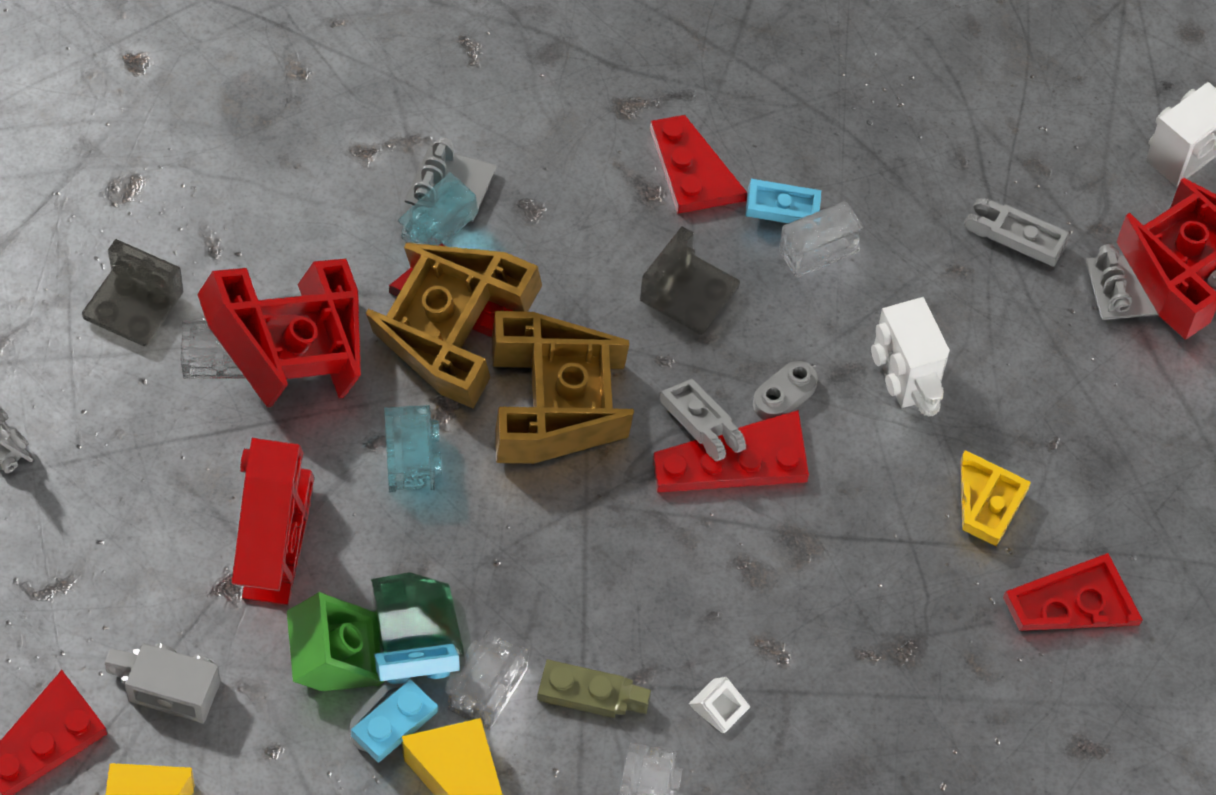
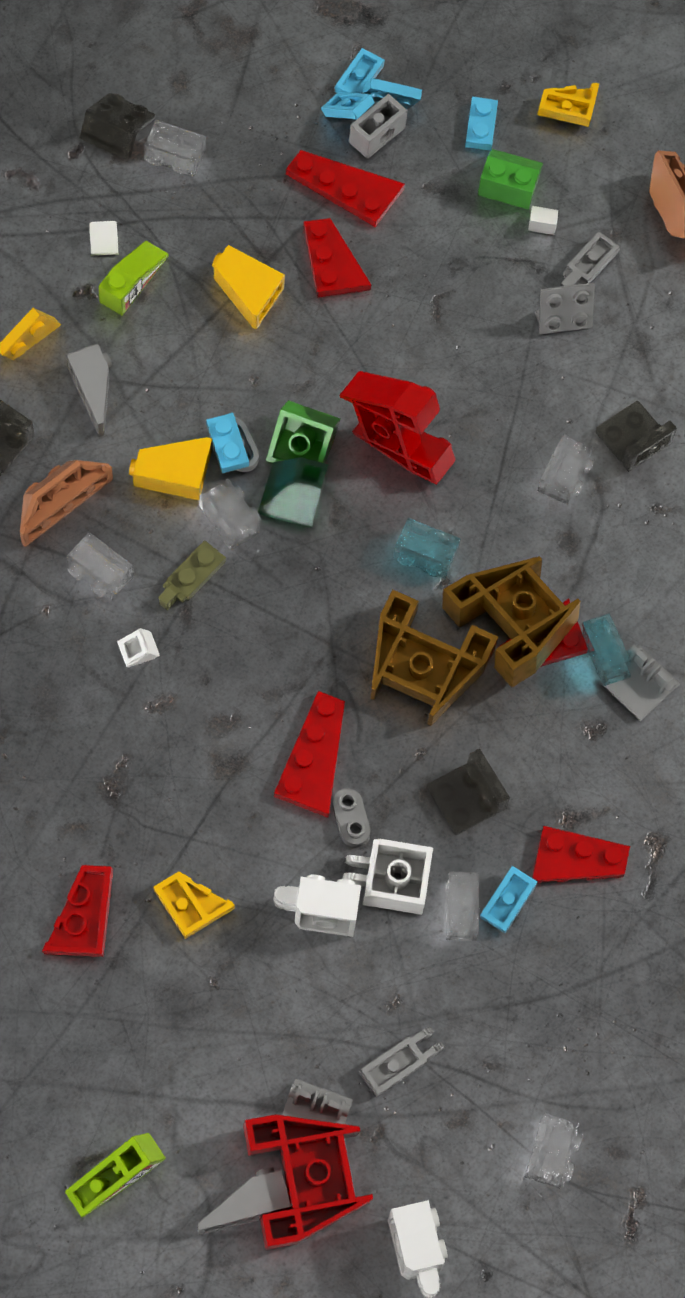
camera: 115 degrees right, 10 degrees up
(167, 679) = (330, 336): light grey hinge -> none
(289, 334) = (542, 505): red wedge -> none
(432, 661) = (260, 473): medium azure plate -> none
(702, 418) = (353, 741): light grey hinge -> none
(831, 309) = (381, 887): none -> white hinge
(1015, 67) = (553, 1151): none -> clear hinge

